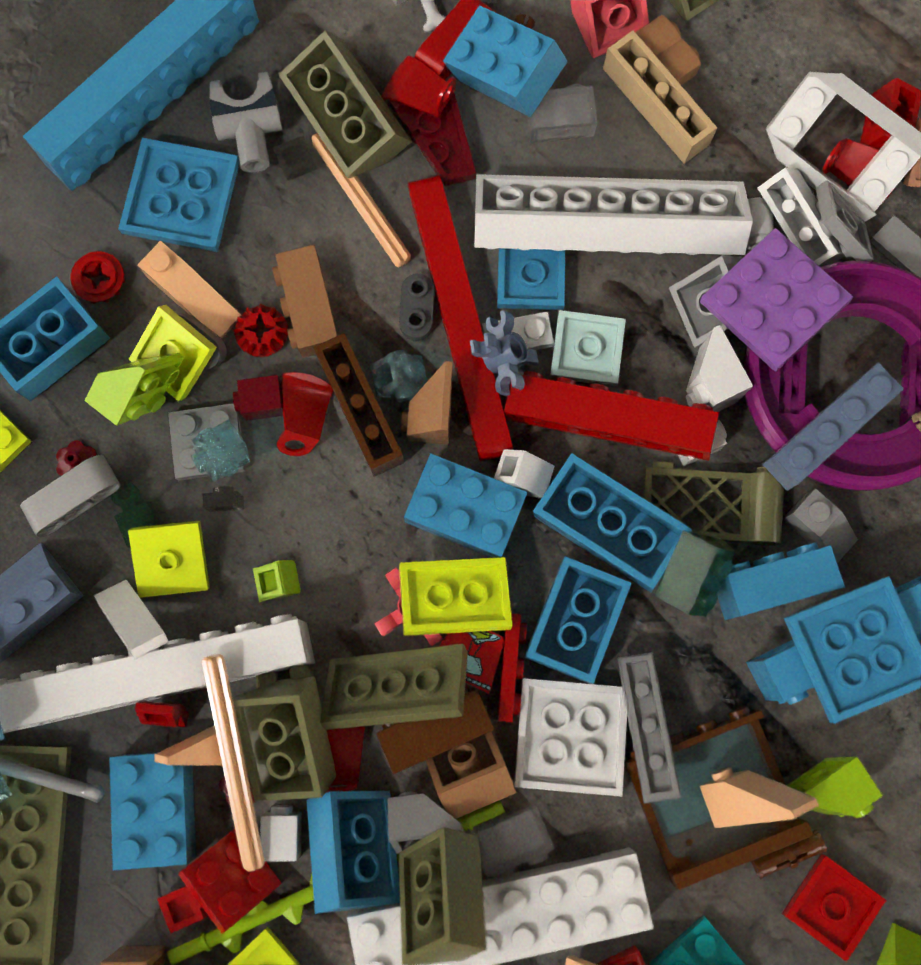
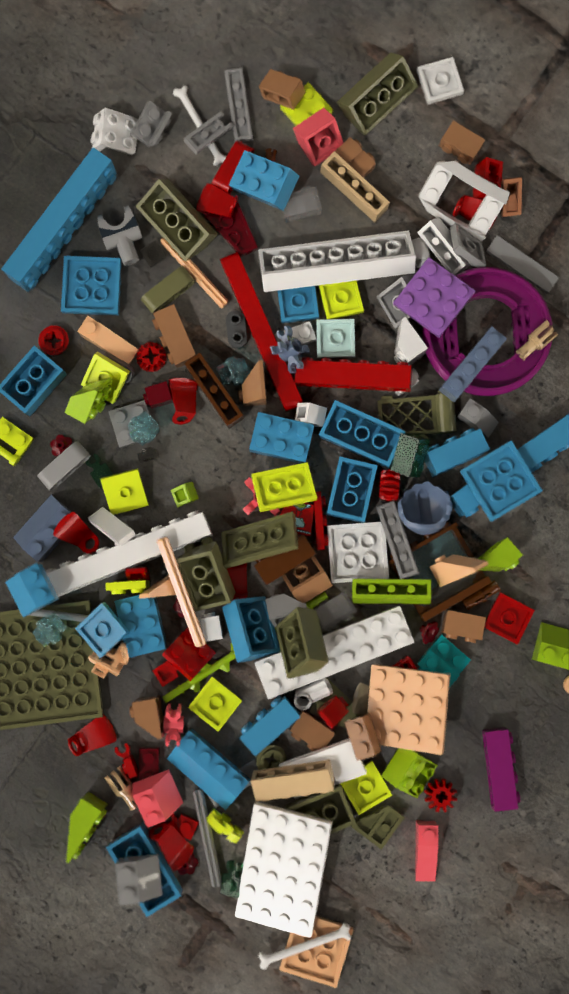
camera: 10 degrees left, 5 degrees up
(65, 616) = (75, 531): none -> red piece
(71, 873) = (119, 659): none -> light nougat piece
(75, 810) = (102, 630): none -> dark azure plate
(130, 733) = (134, 586): none -> neon yellow plate
(310, 220) = (168, 290): none -> olive beam
(607, 282) = (341, 299): none -> neon yellow plate
(625, 822) = (391, 591): none -> lime brick
(647, 622) = (389, 485): none -> red gear
(682, 909) = (429, 632): none -> dark red plant
(708, 676) = (425, 508): none -> sand blue piece
(748, 907) = (463, 625): none -> medium nougat brick
(852, 51) = (461, 143): none -> medium nougat brick

